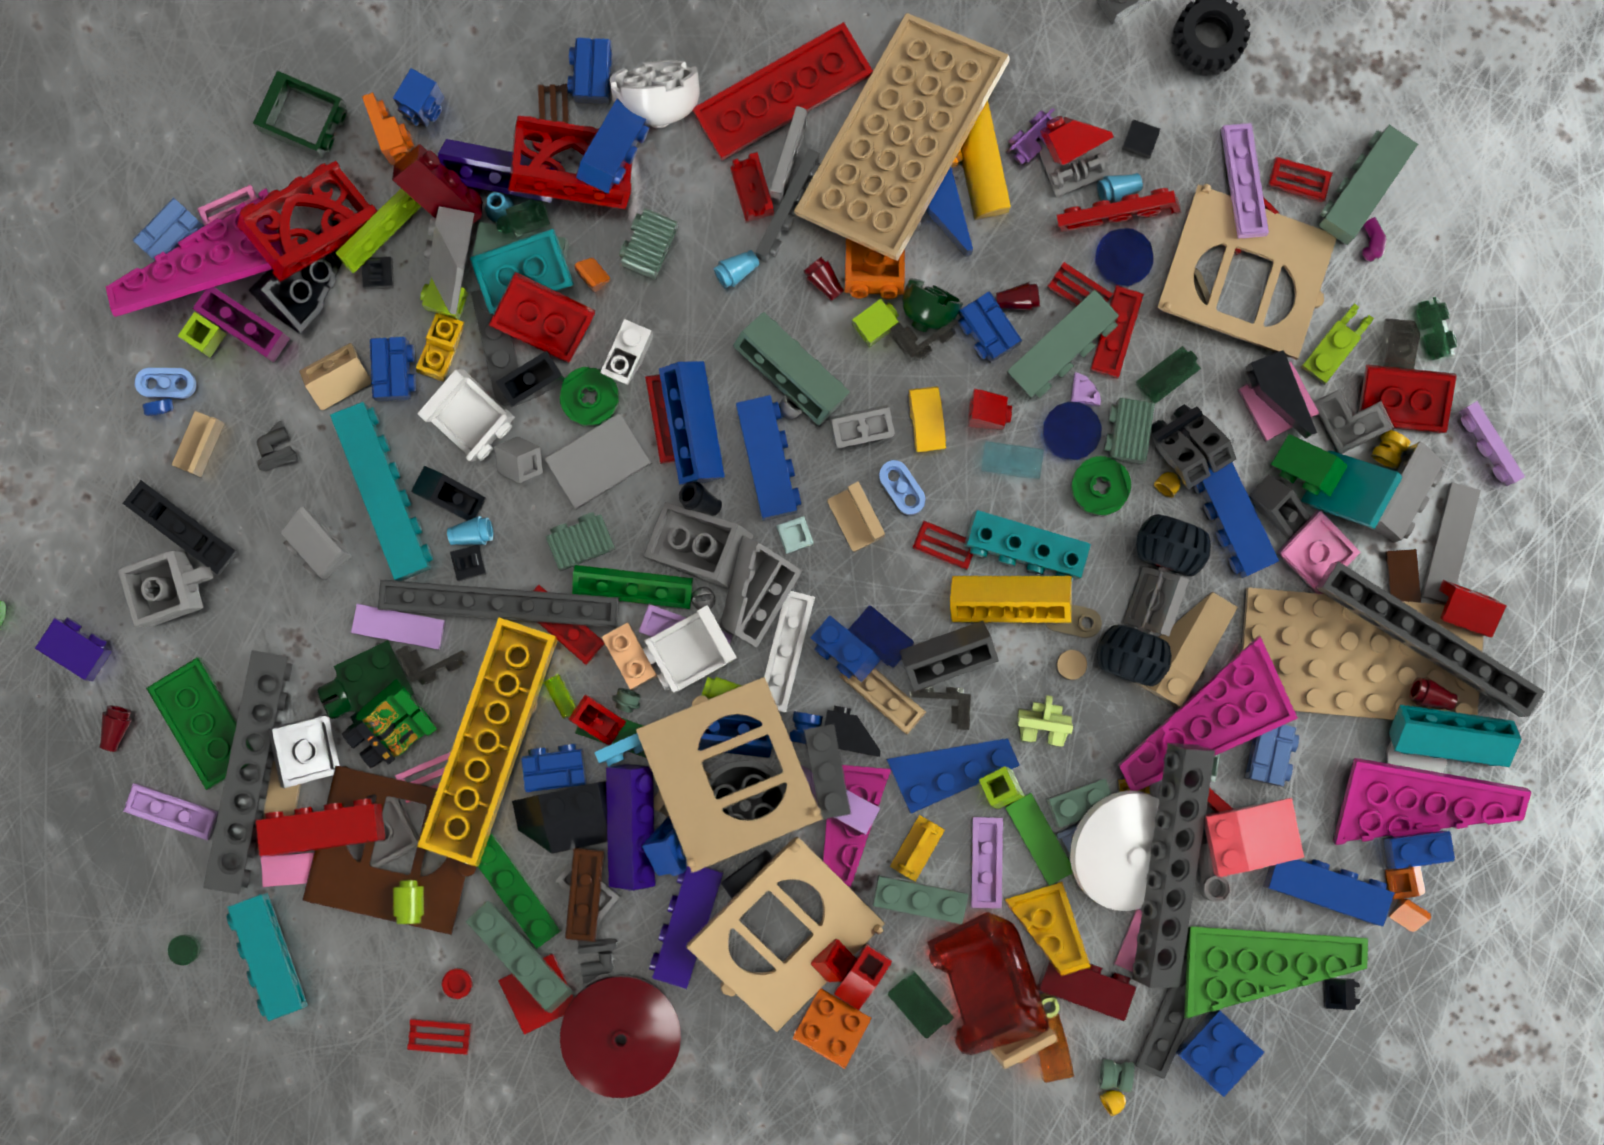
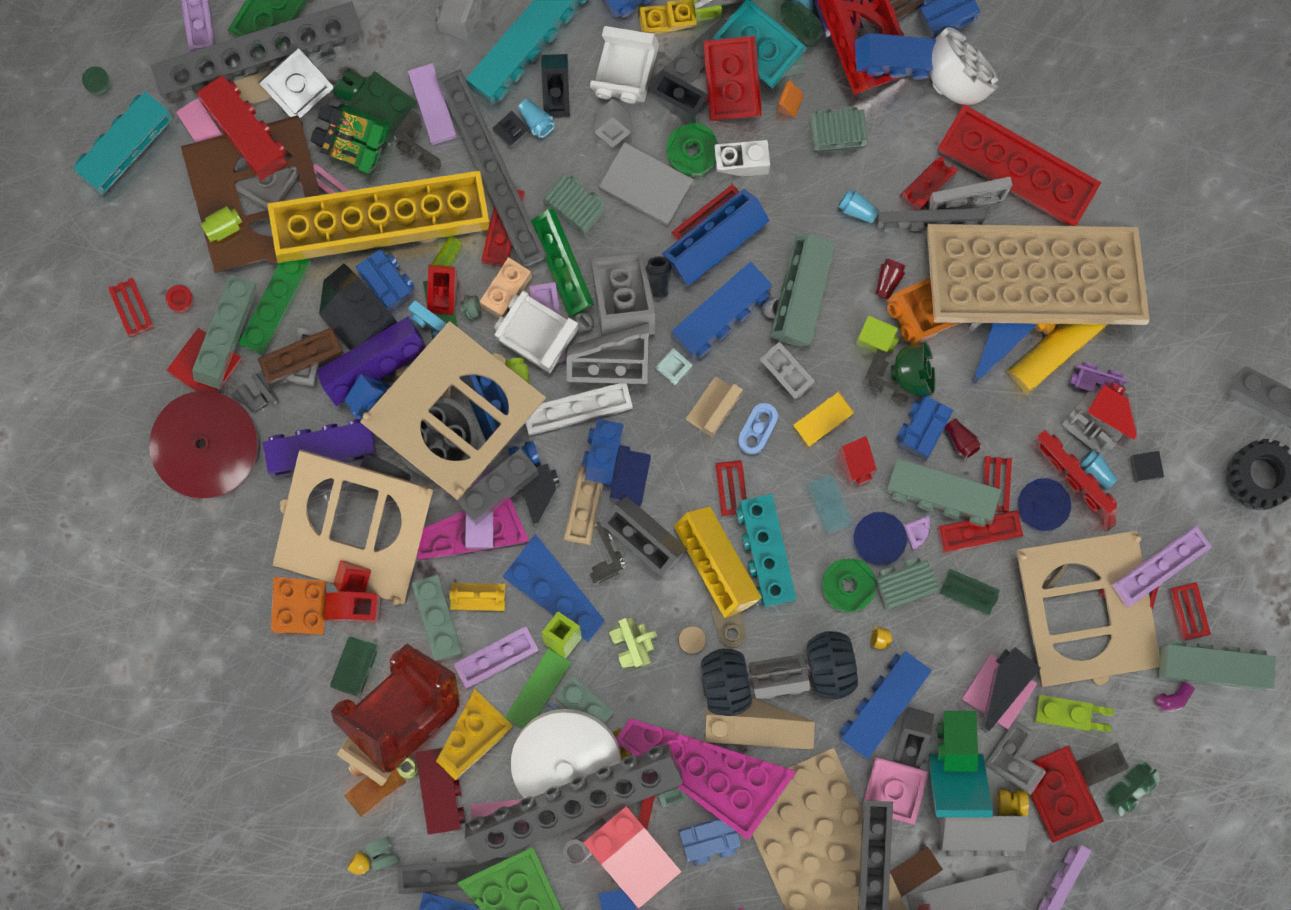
camera: 60 degrees right, 5 degrees down
(1192, 445) = (925, 627): dark grey hips -> none

